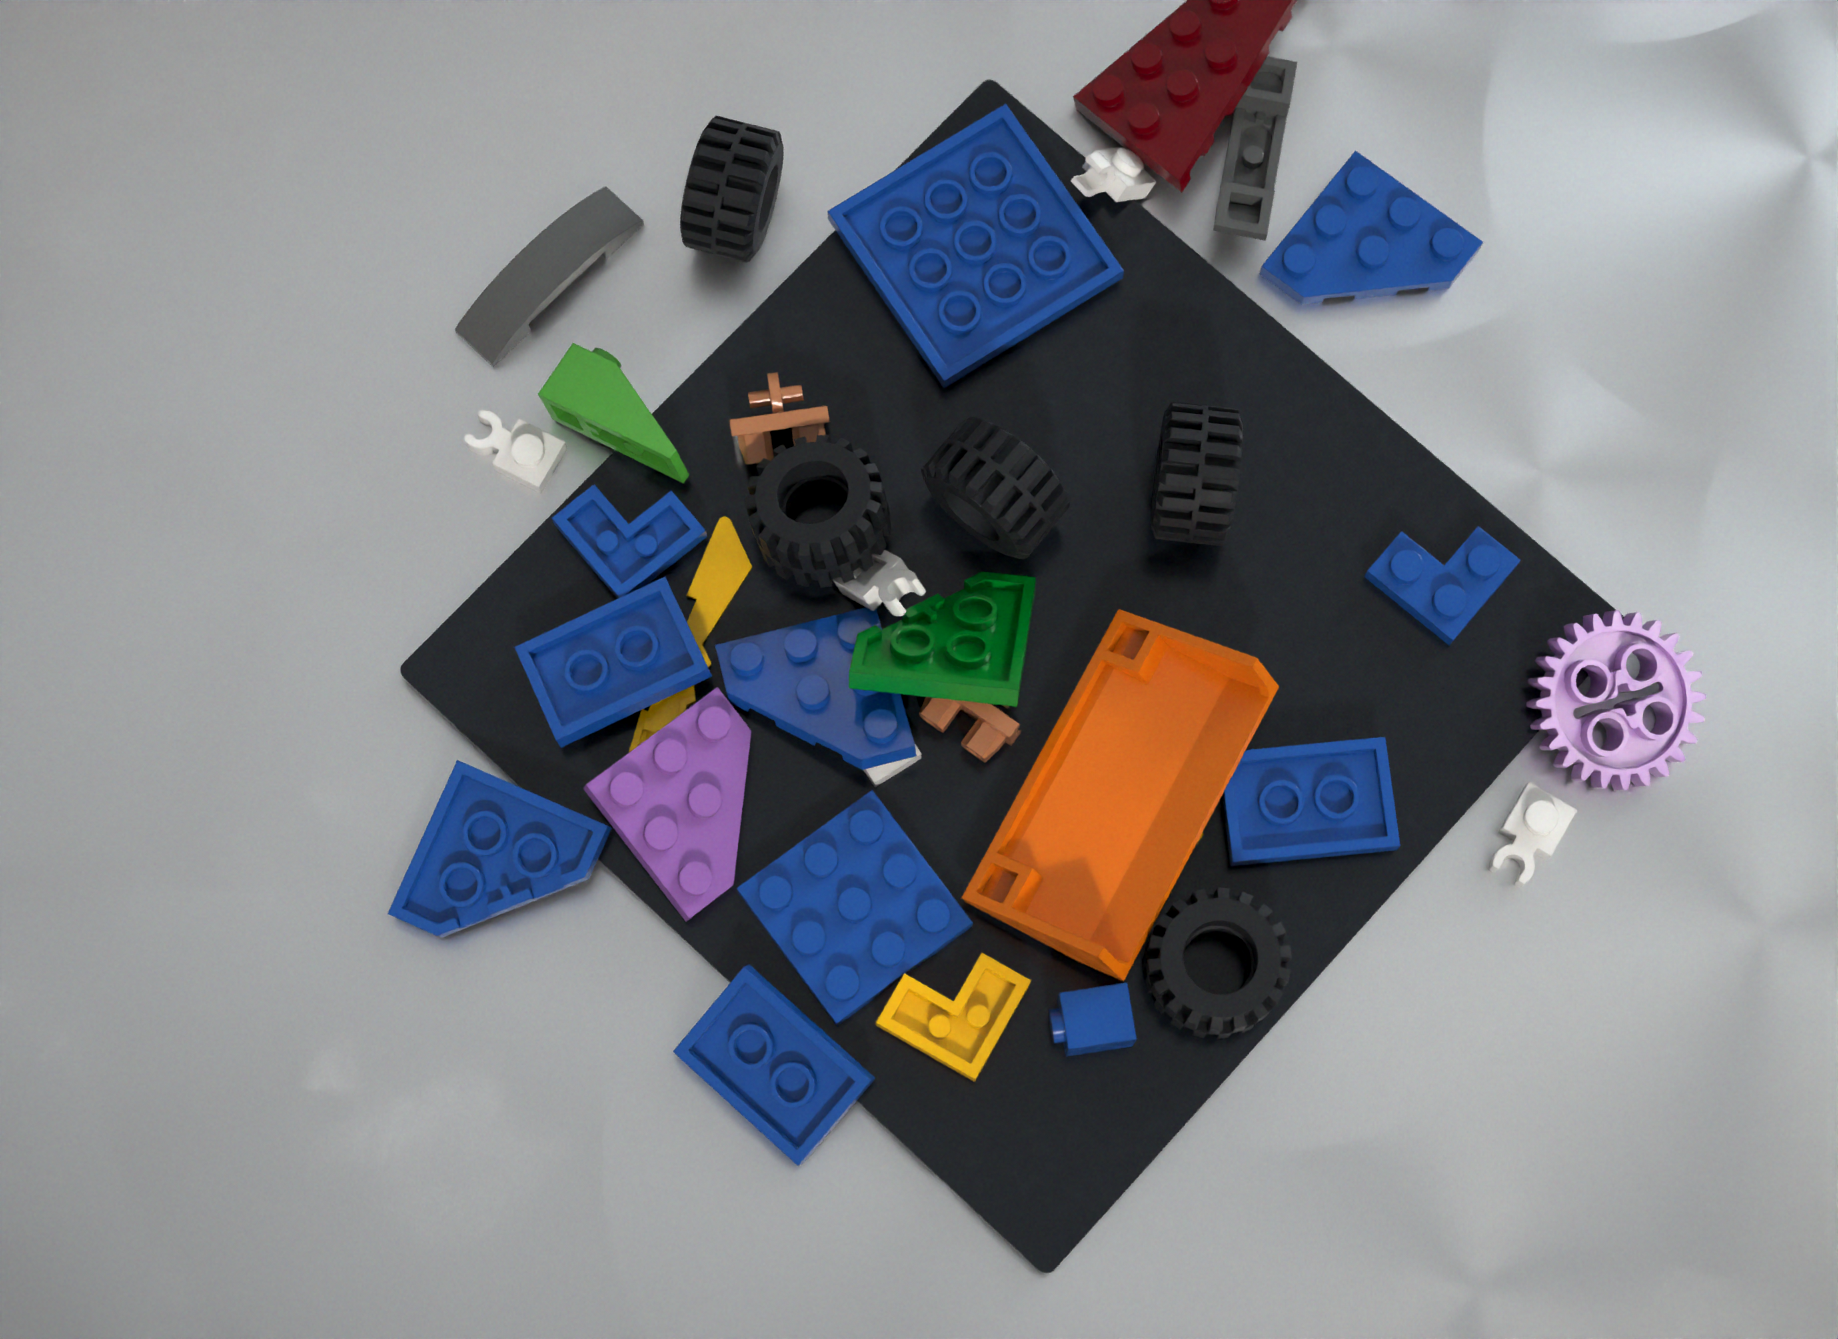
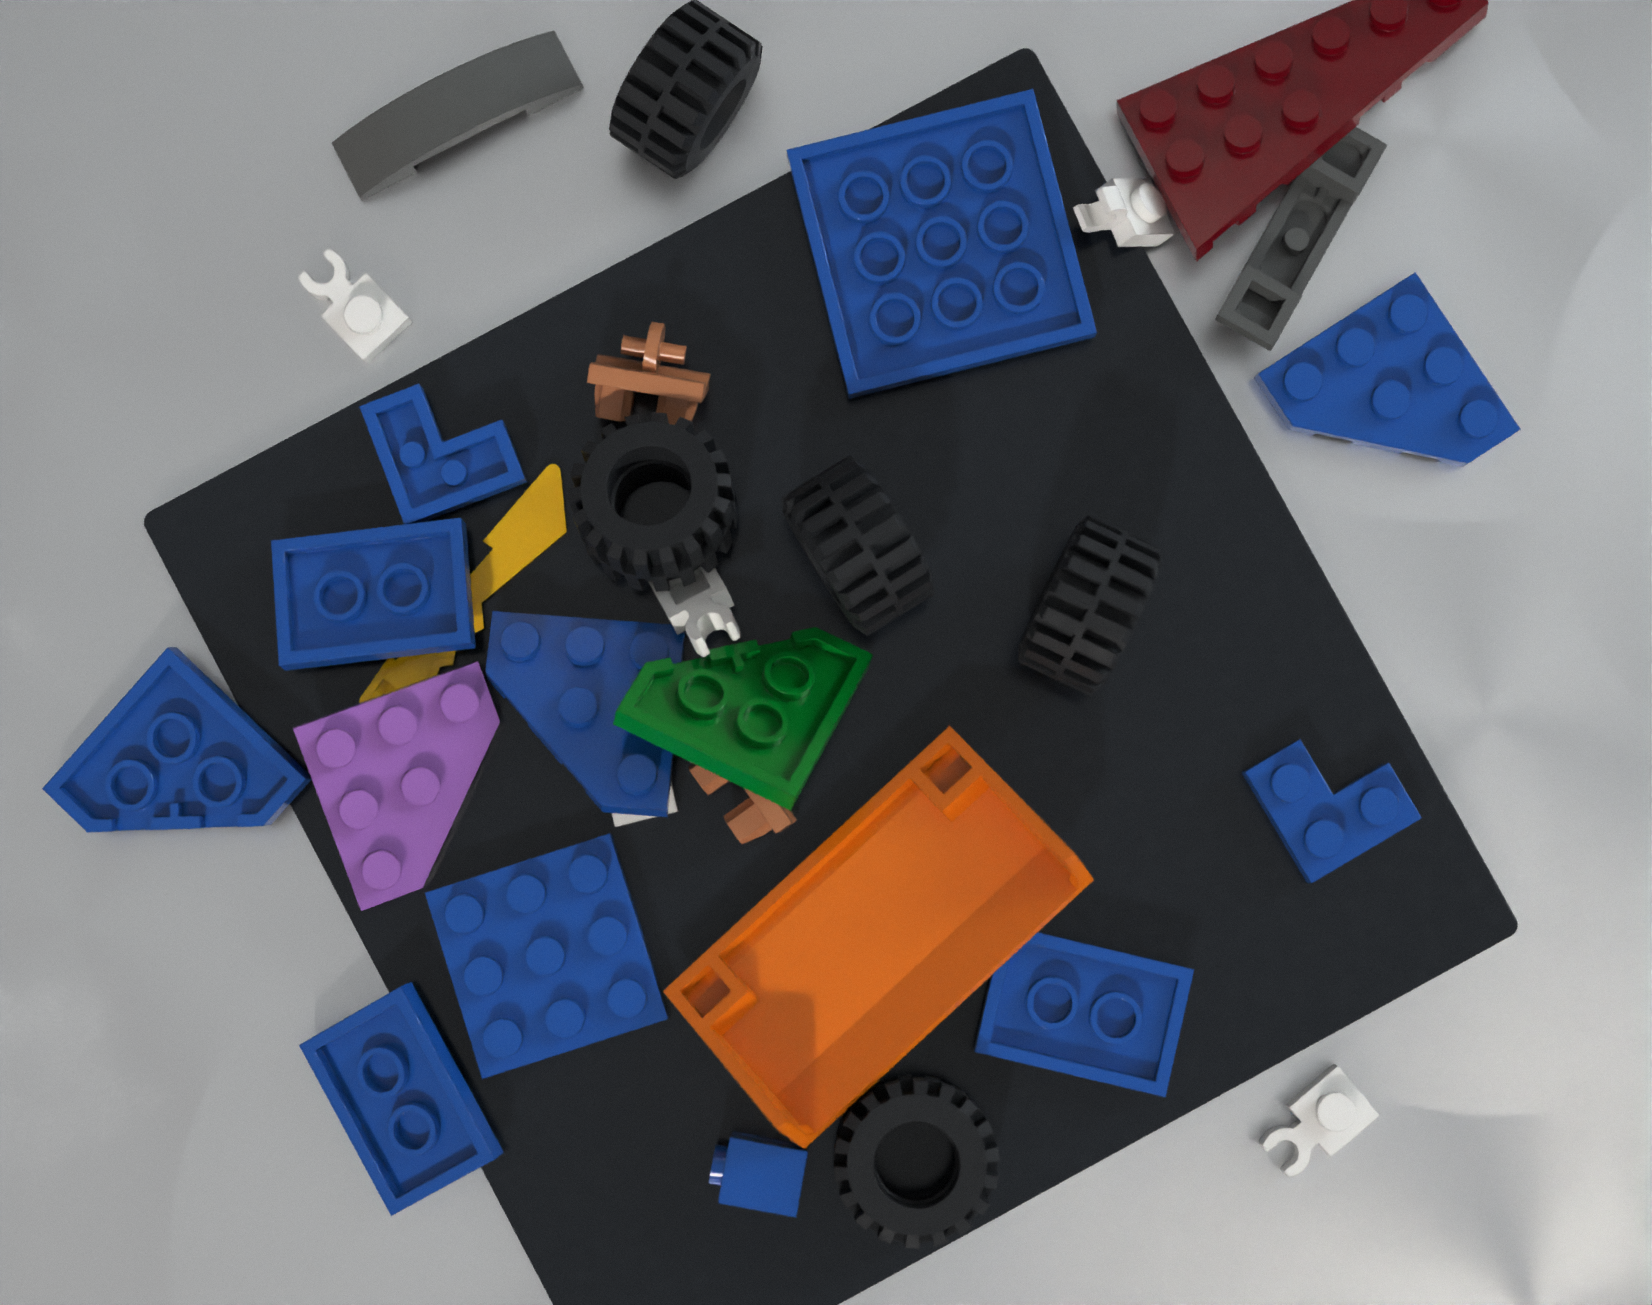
camera: 20 degrees right, 10 degrees up
(599, 402) = (465, 292): bright green slope -> none
(959, 1030) = (611, 1133): yellow plate -> none
(1602, 651) = (1462, 1065): lavender gear -> none

